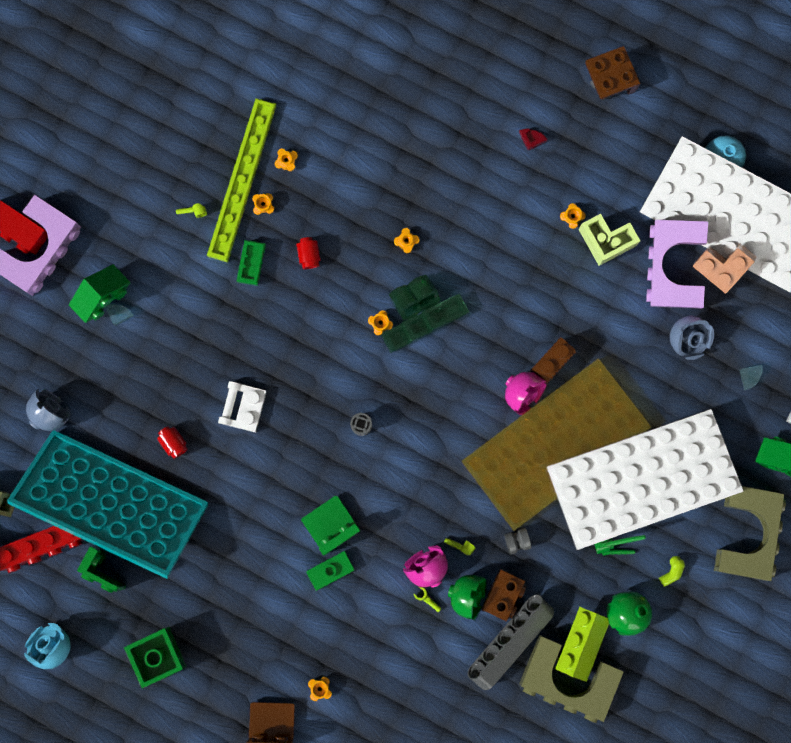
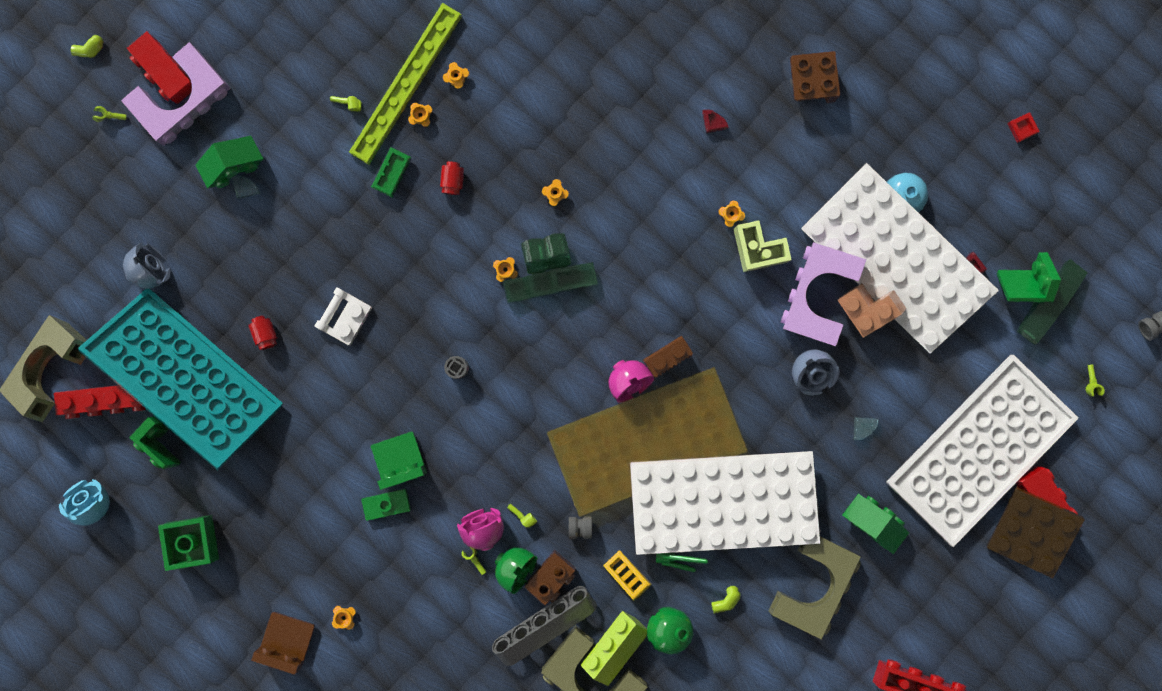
camera: 20 degrees right, 5 degrees up
(589, 585) = (621, 580): none -> yellow slope

